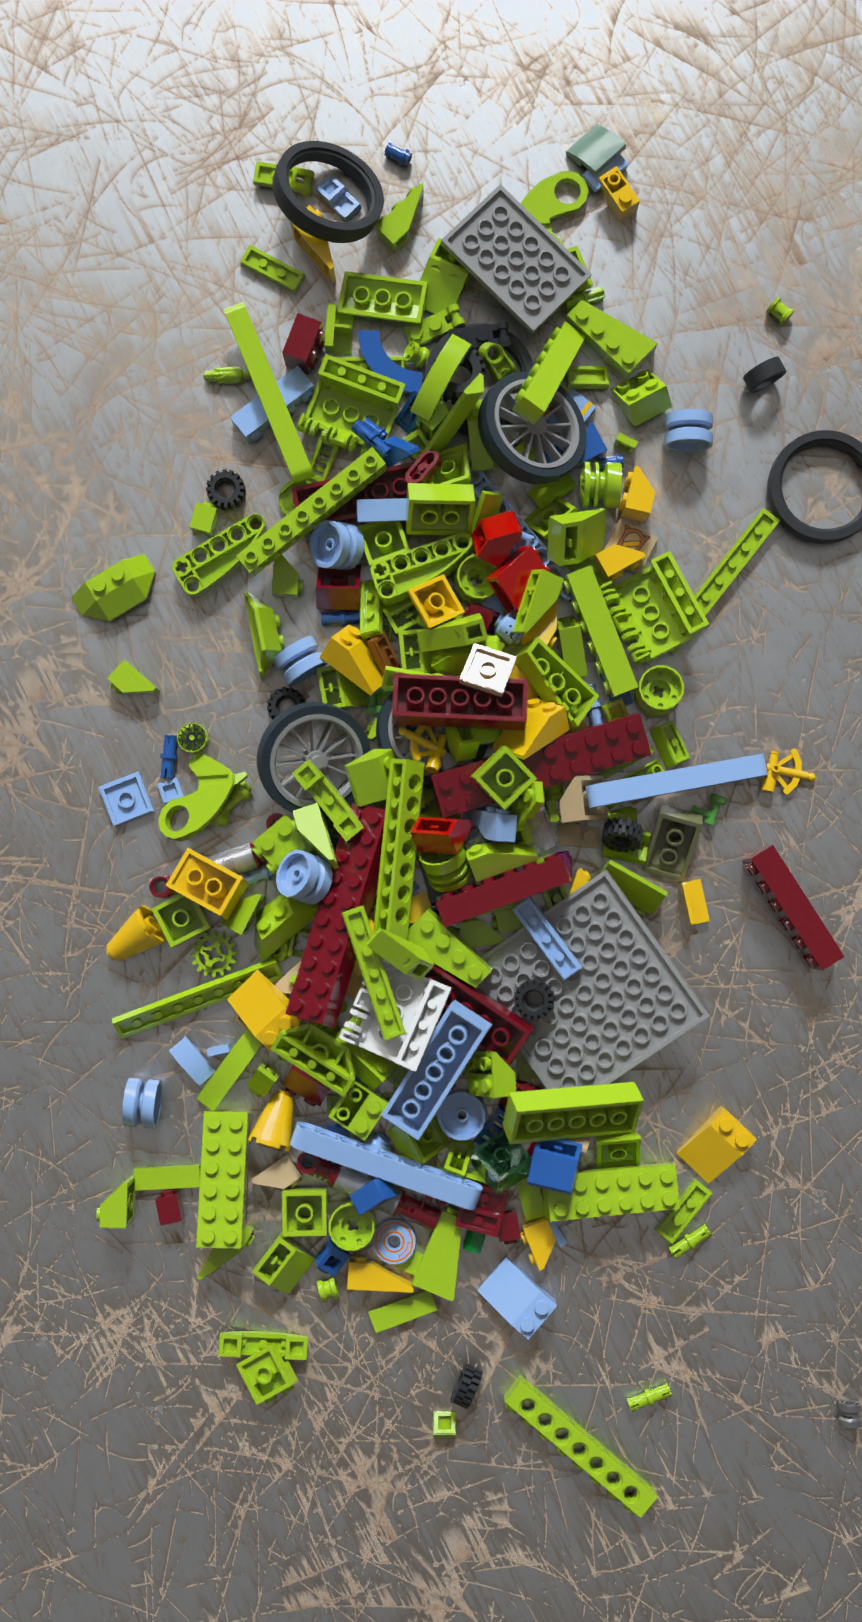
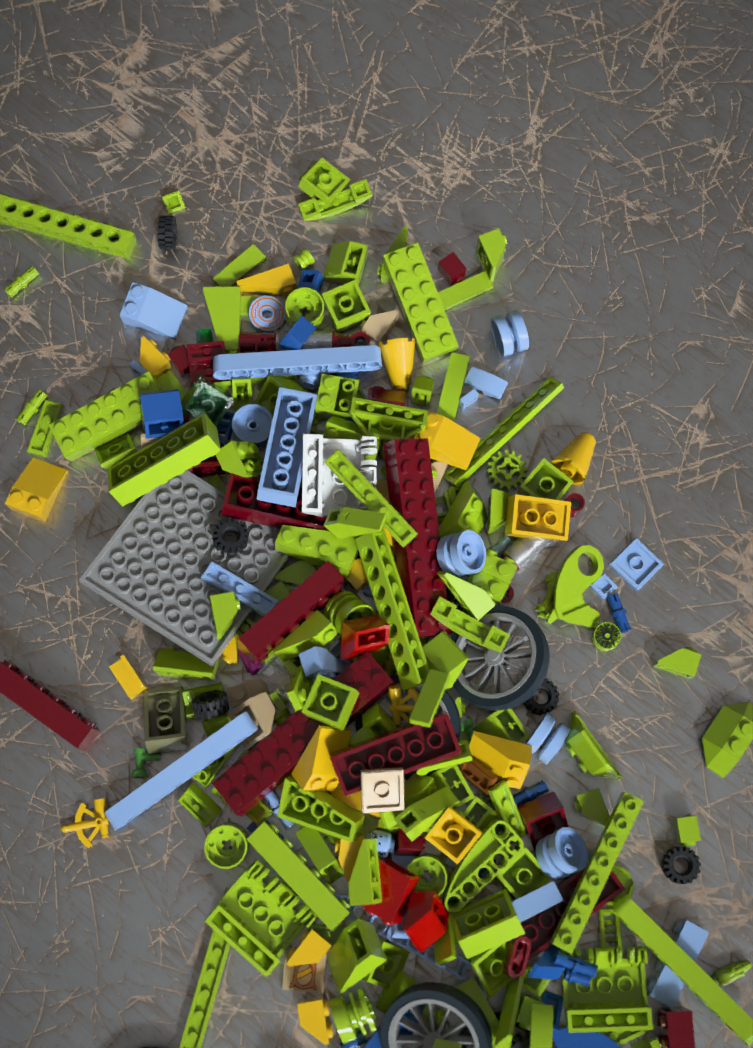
camera: 155 degrees right, 10 degrees down
(218, 564) = (655, 794): lime beam -> none
(402, 739) = (429, 698): none -> lime tile
(573, 919) = (224, 611): none -> lime slope

